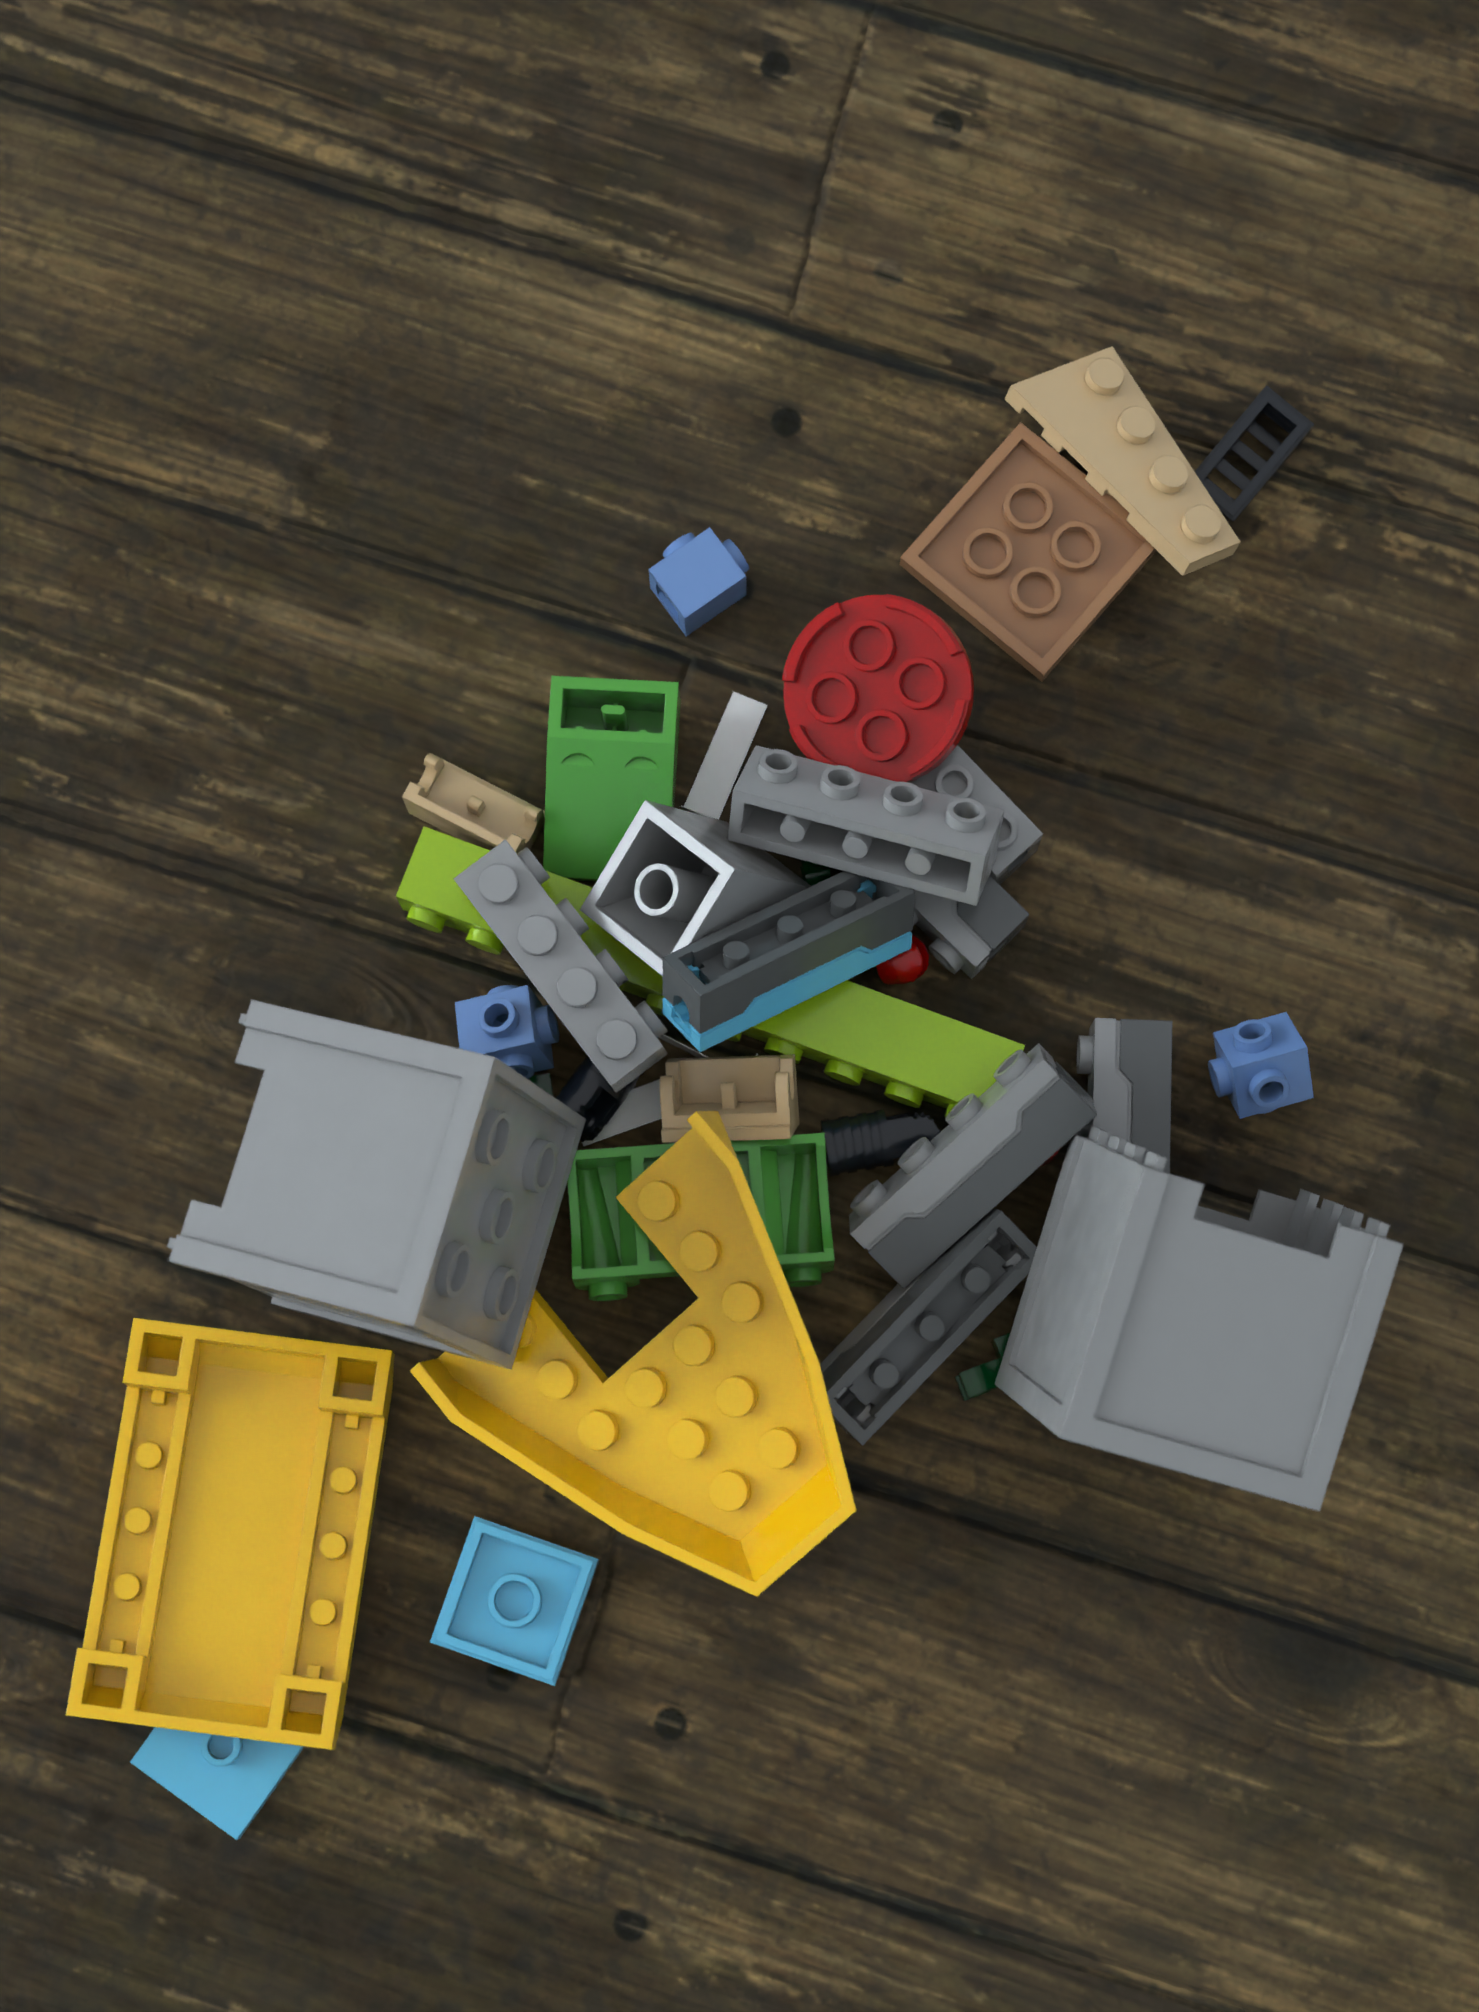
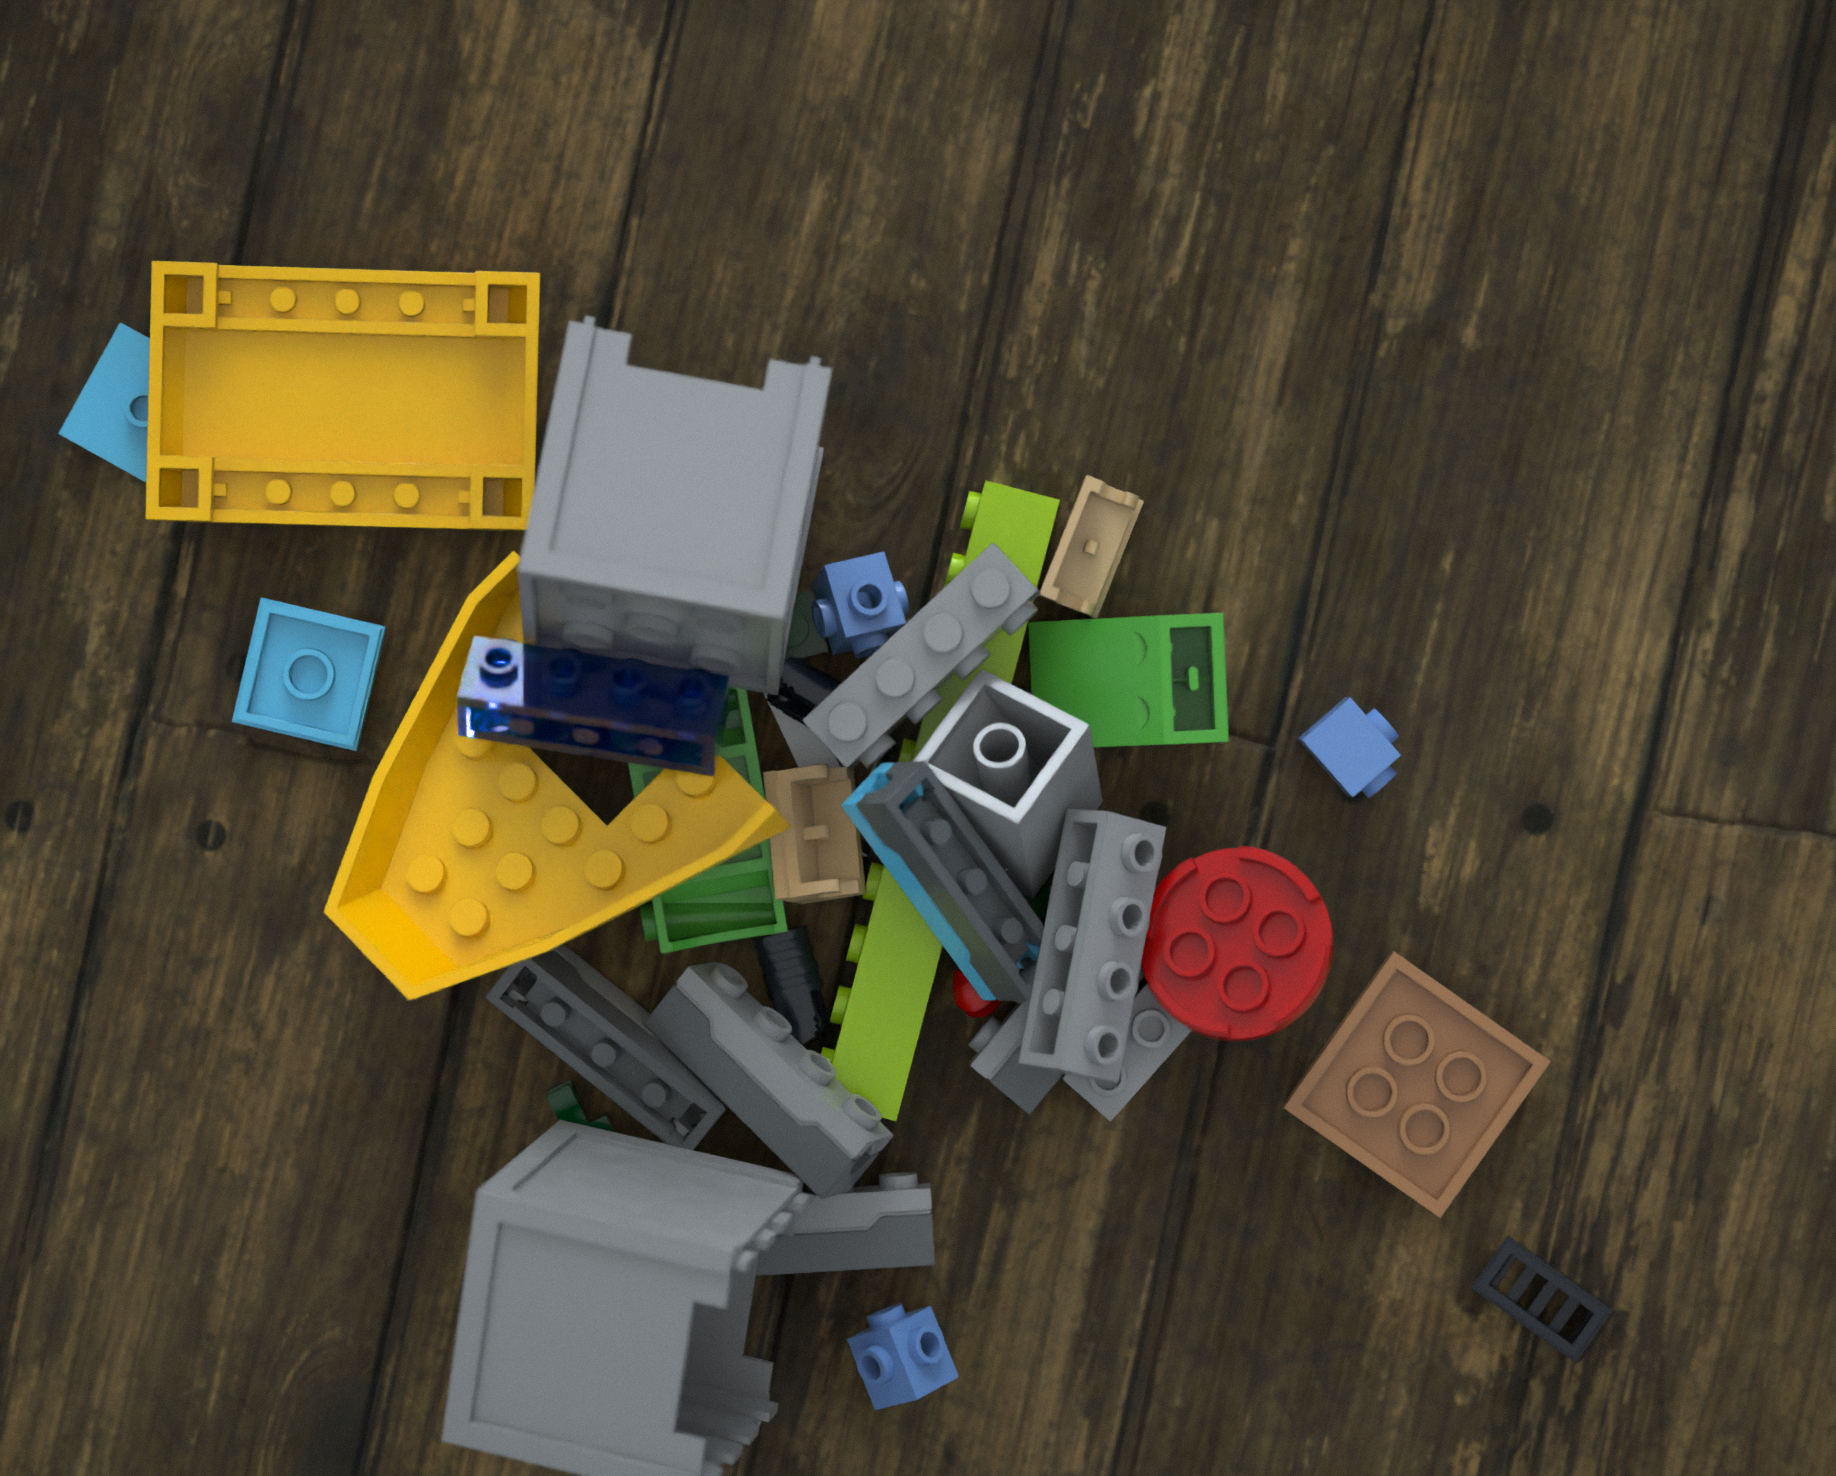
camera: 85 degrees right, 10 degrees up
(573, 1296) = (593, 705): none -> clear blue brick
(725, 756) = (1172, 791): white piece -> none
(1119, 439) = (1541, 1163): tan wing -> none

